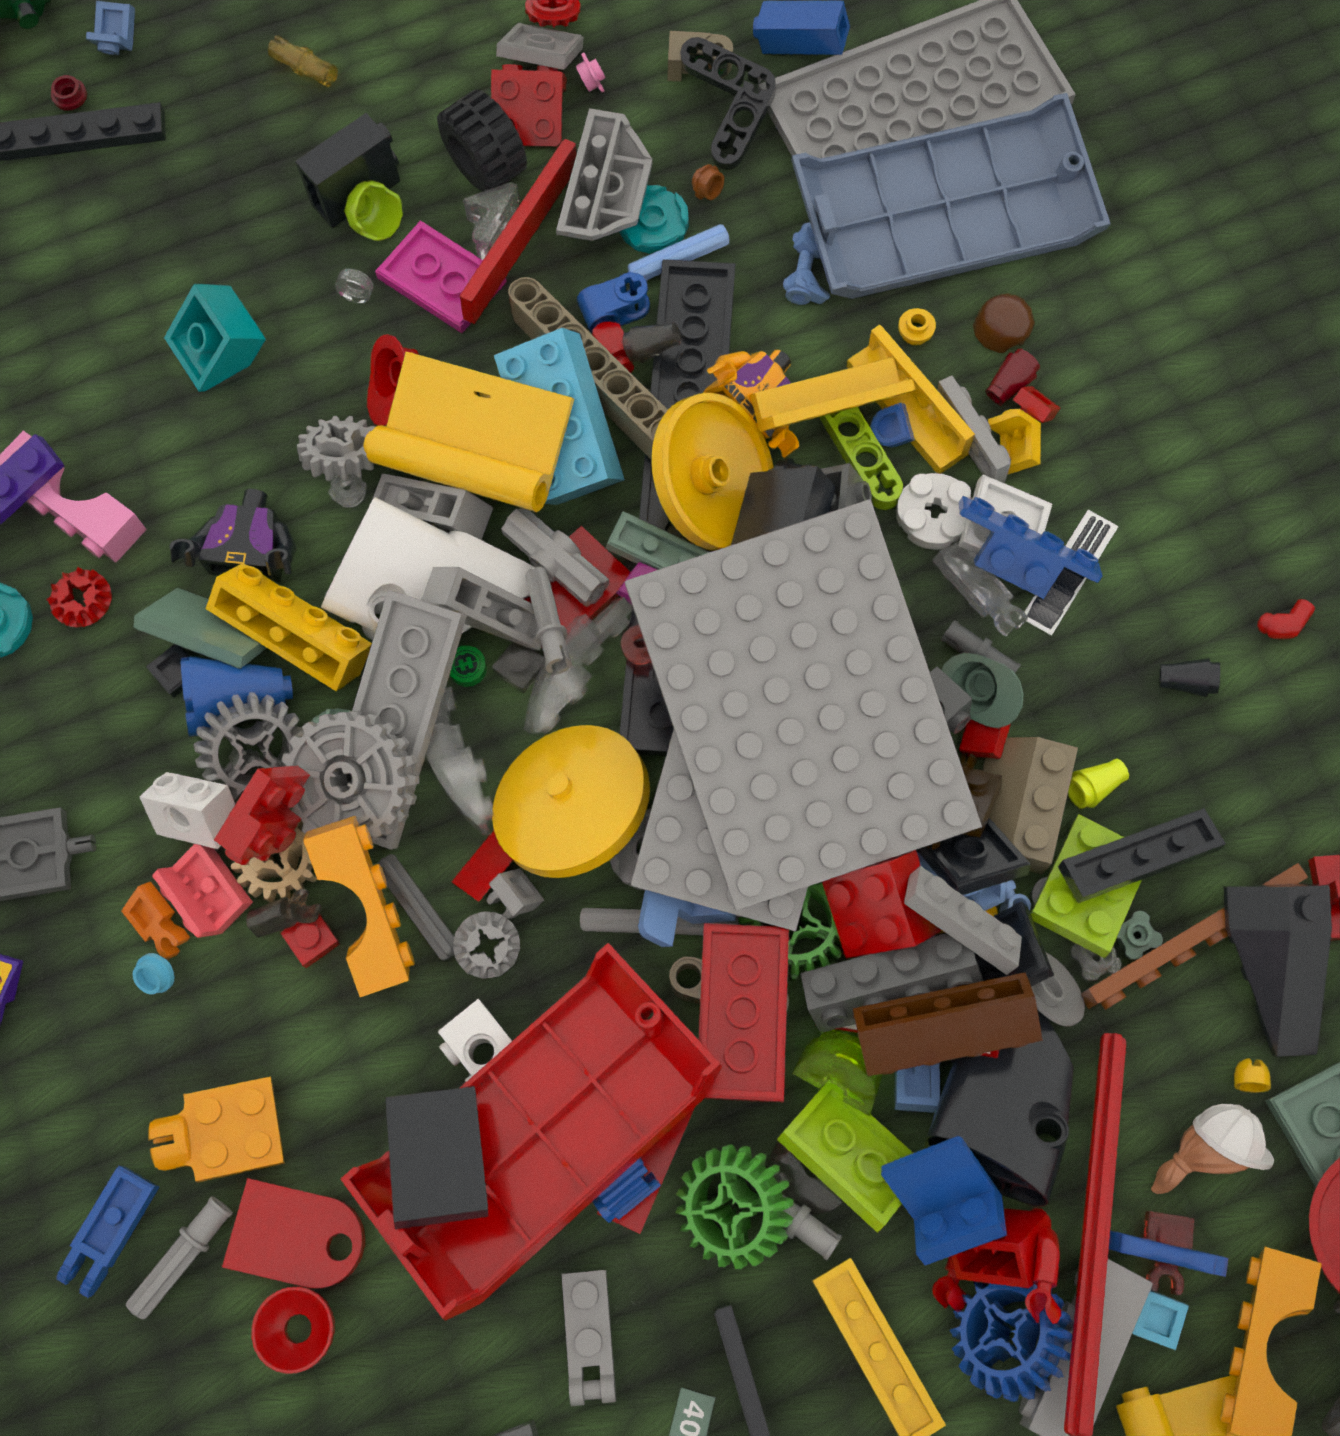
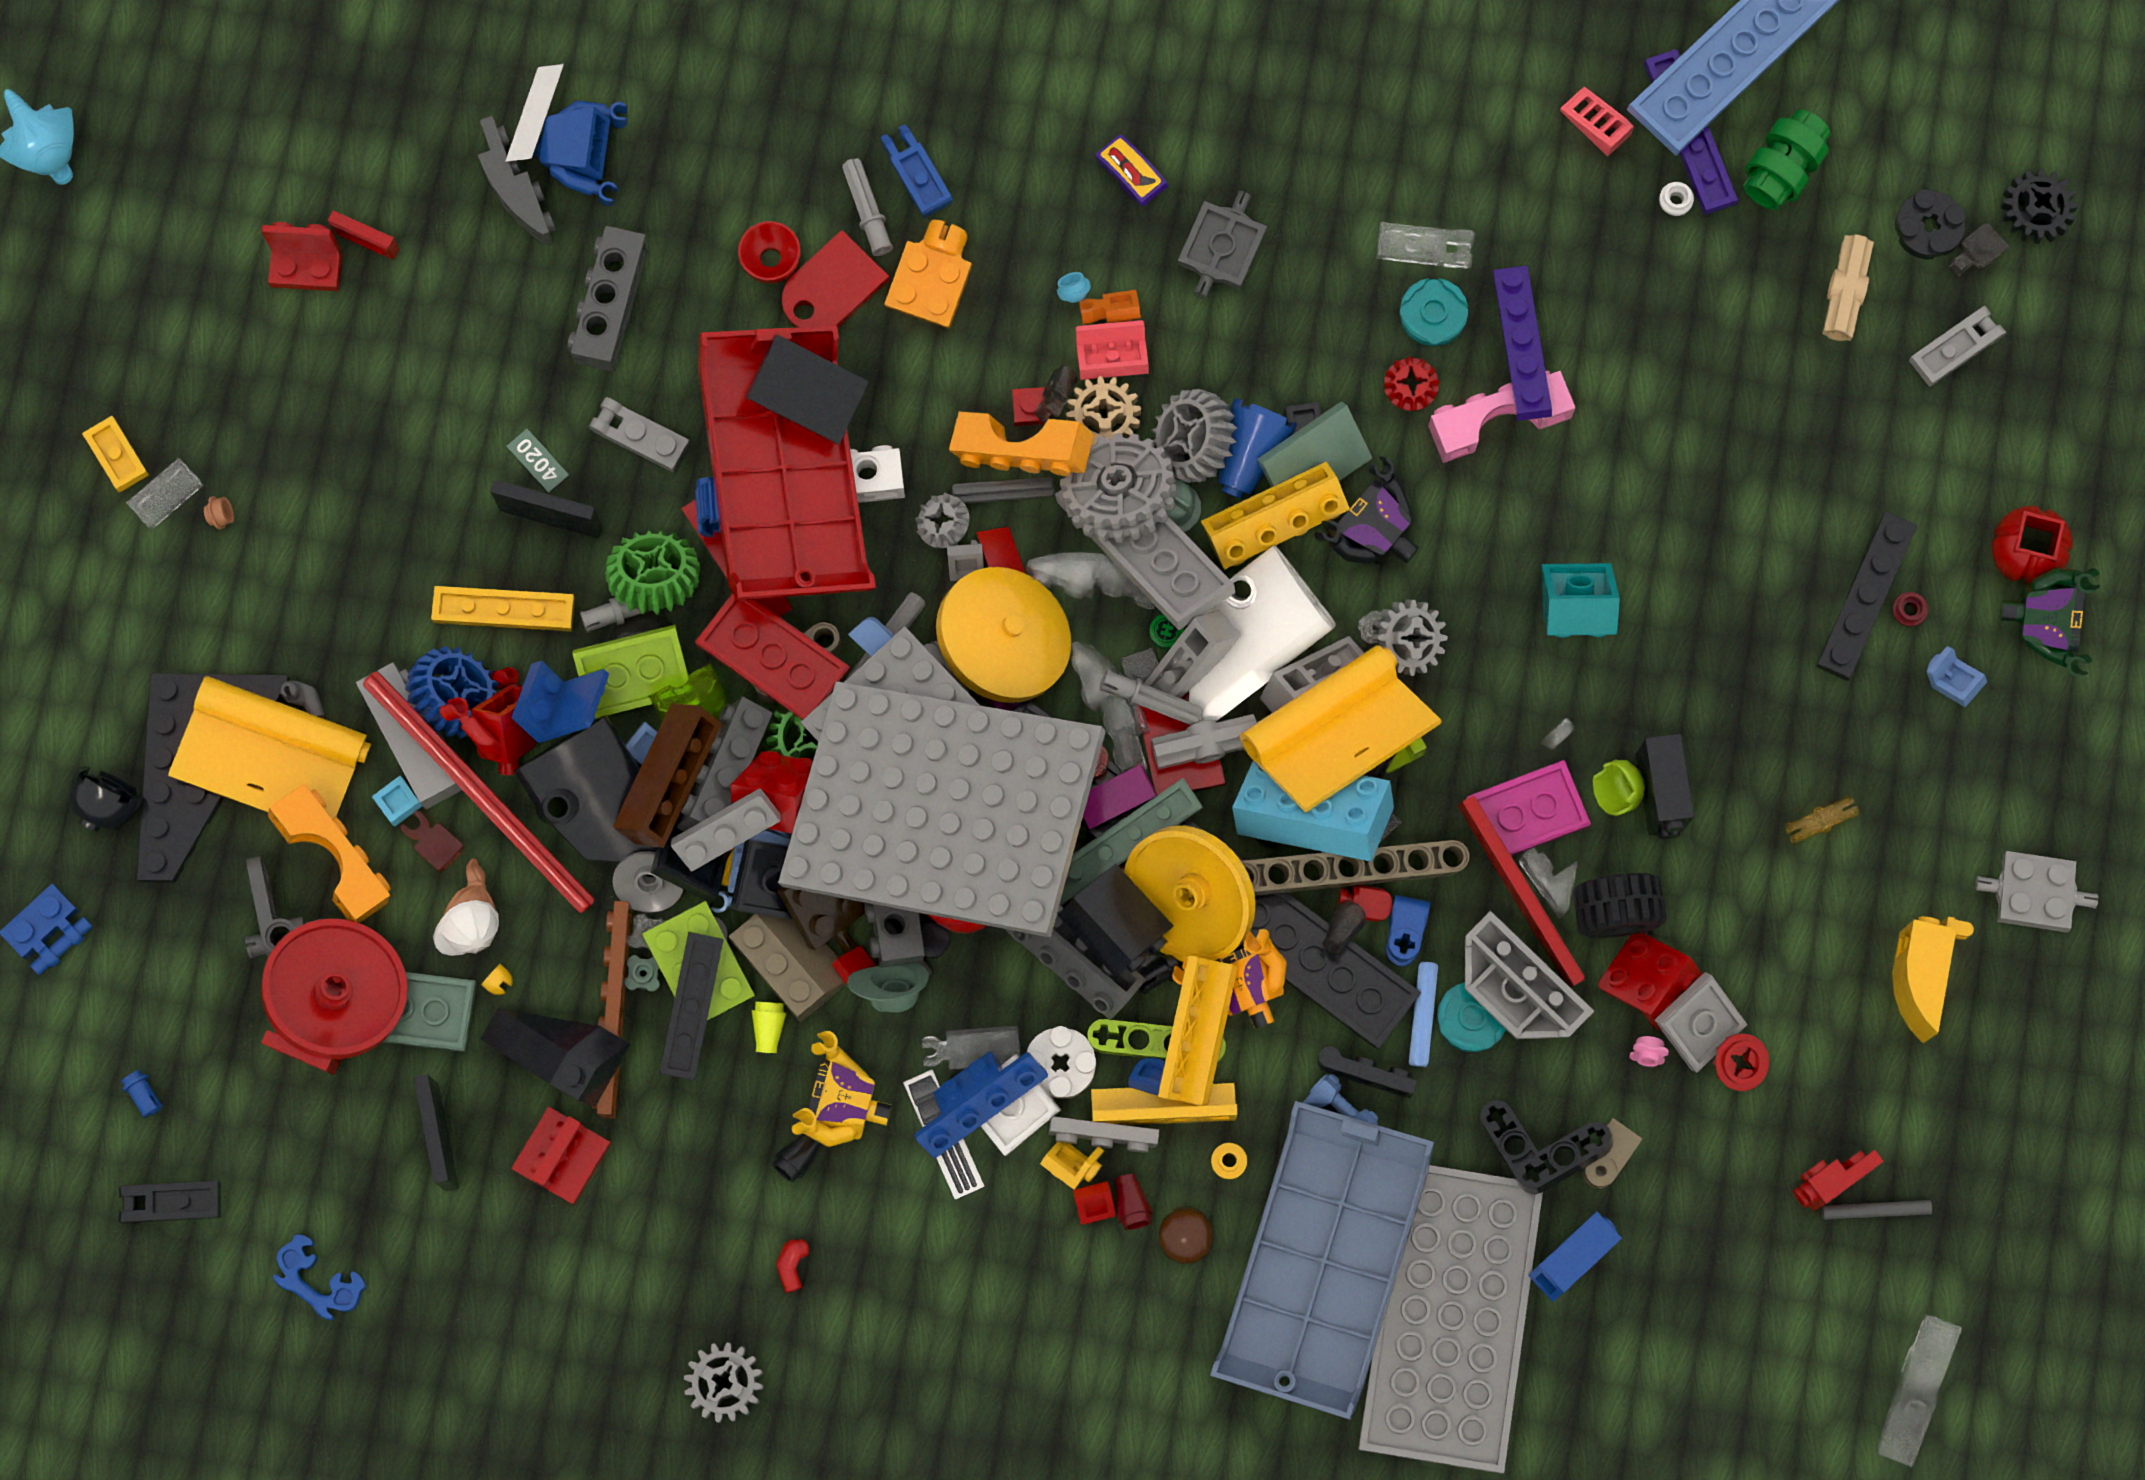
camera: 120 degrees right, 5 degrees up
(187, 808) = (1171, 370): white brick -> none
(262, 817) = (1117, 408): red plate -> none
(386, 366) = (1455, 712): red piece -> none
(707, 182) = (1476, 1081): dark orange plate -> none
(763, 262) = (1365, 1072): none -> black plate
(967, 642) = (923, 1013): dark grey pin -> none
(1121, 665) = (839, 1098): none -> yellow torso
(1168, 1253) = (449, 812): blue helmet -> none

